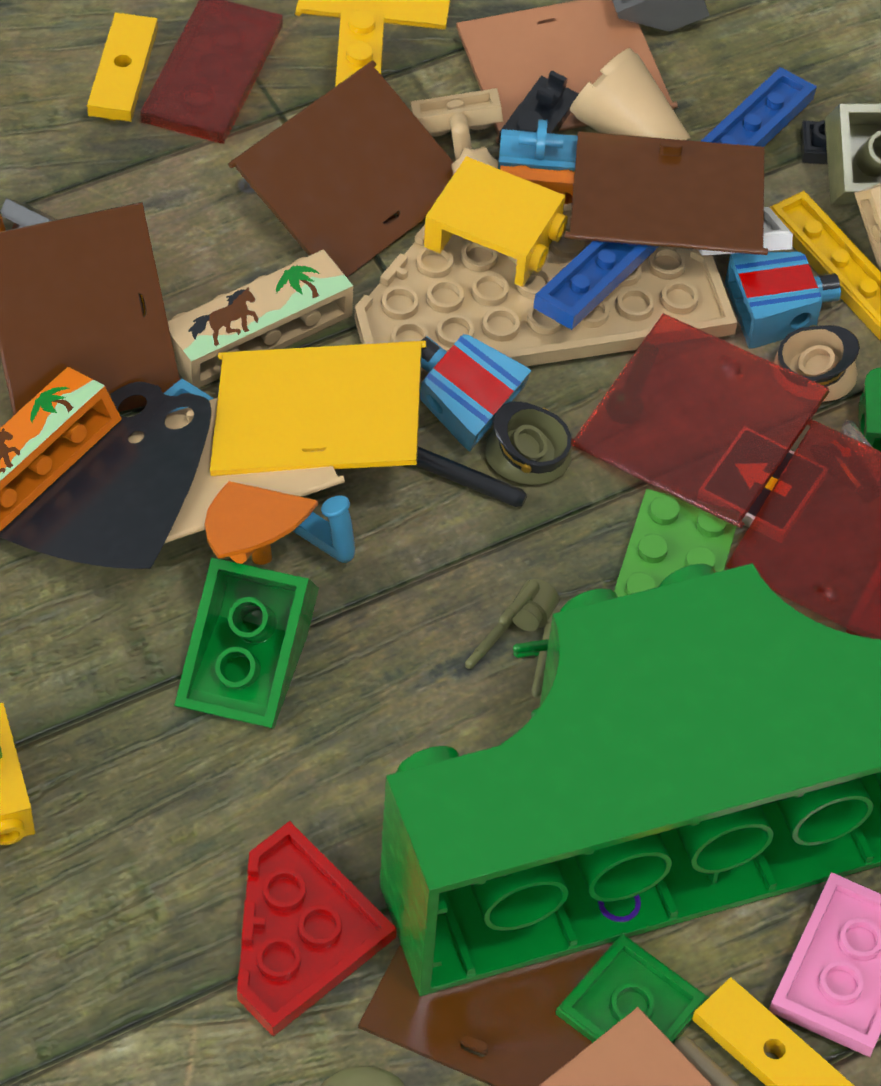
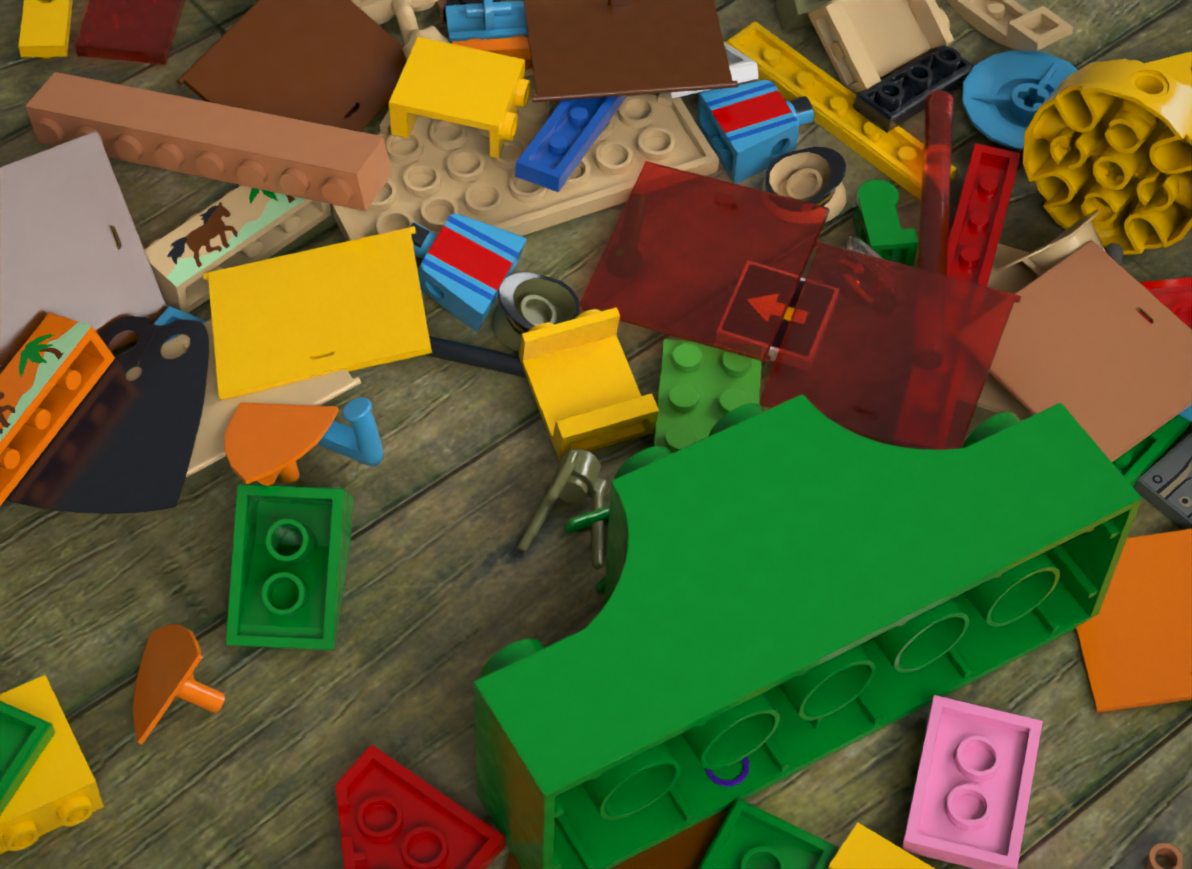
camera: 10 degrees left, 0 degrees up
(116, 722) = (166, 674): none -> orange shield
(252, 226) = (214, 140): none -> nougat brick
(561, 518) = (585, 383): none -> yellow panel

